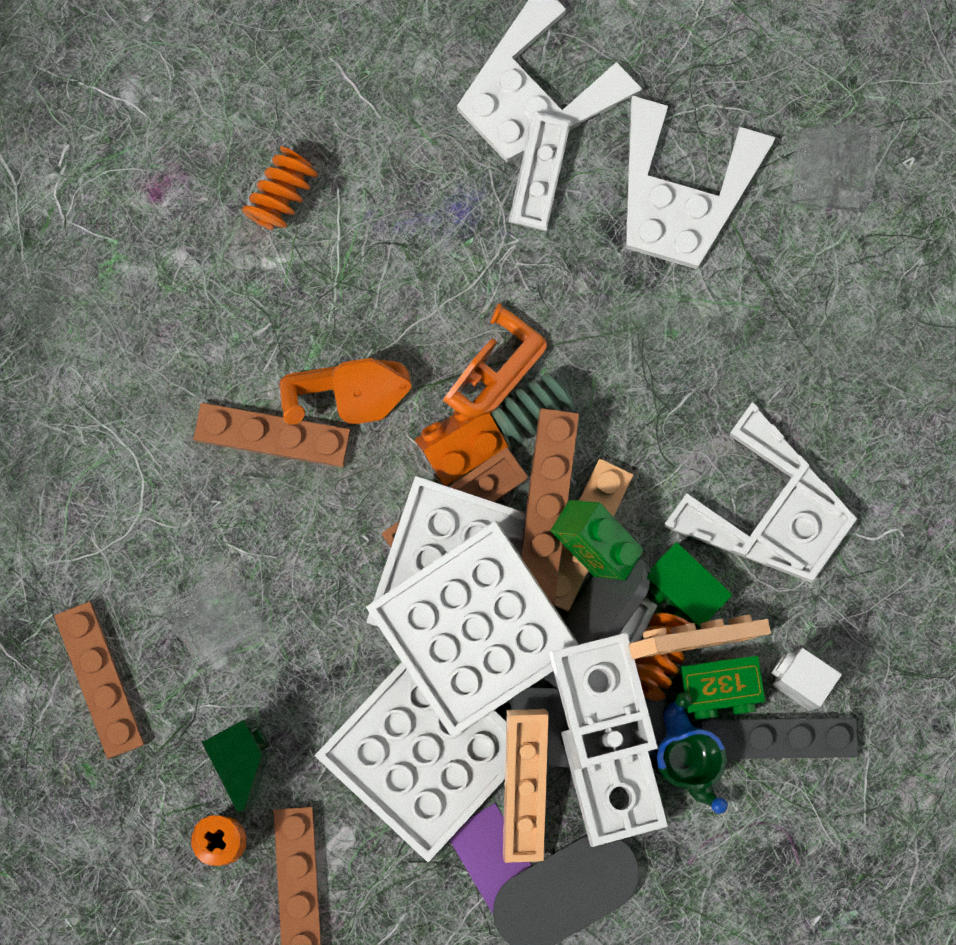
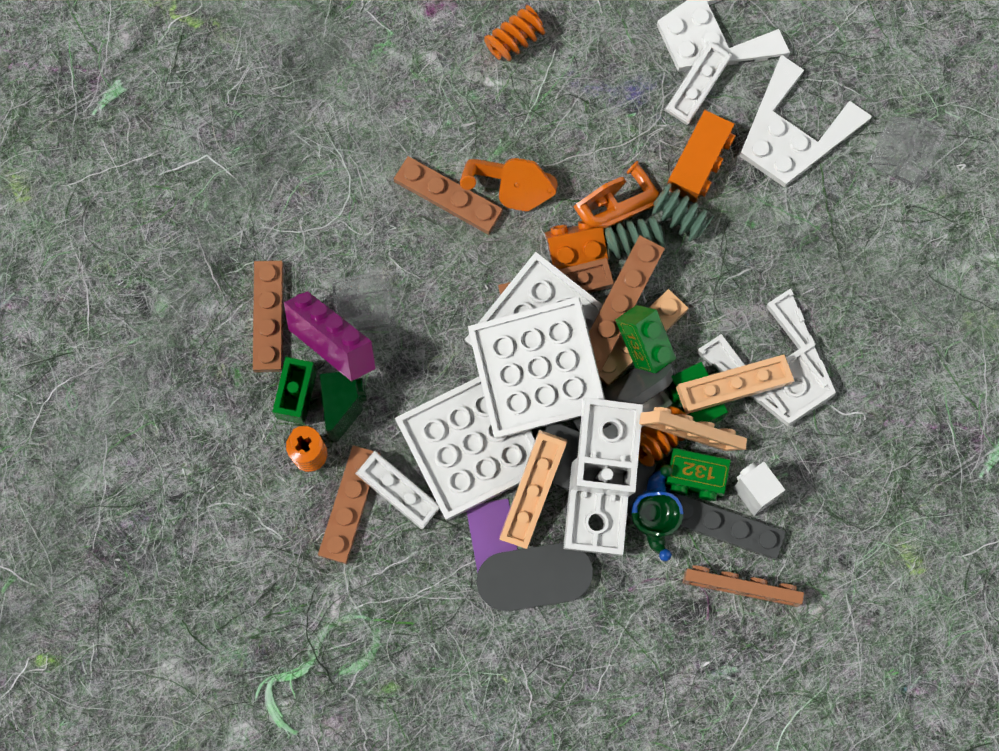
camera: 25 degrees right, 5 degrees down
(173, 768) = (294, 390): none -> green brick
(194, 685) = (330, 335): none -> magenta brick
(353, 846) = (398, 490): none -> white tile
(579, 269) = (702, 156): none -> orange brick
(580, 354) = (681, 213): none -> sand green piece
(729, 557) = (734, 384): none -> light nougat plate
(845, 804) = (755, 588): none -> nougat plate

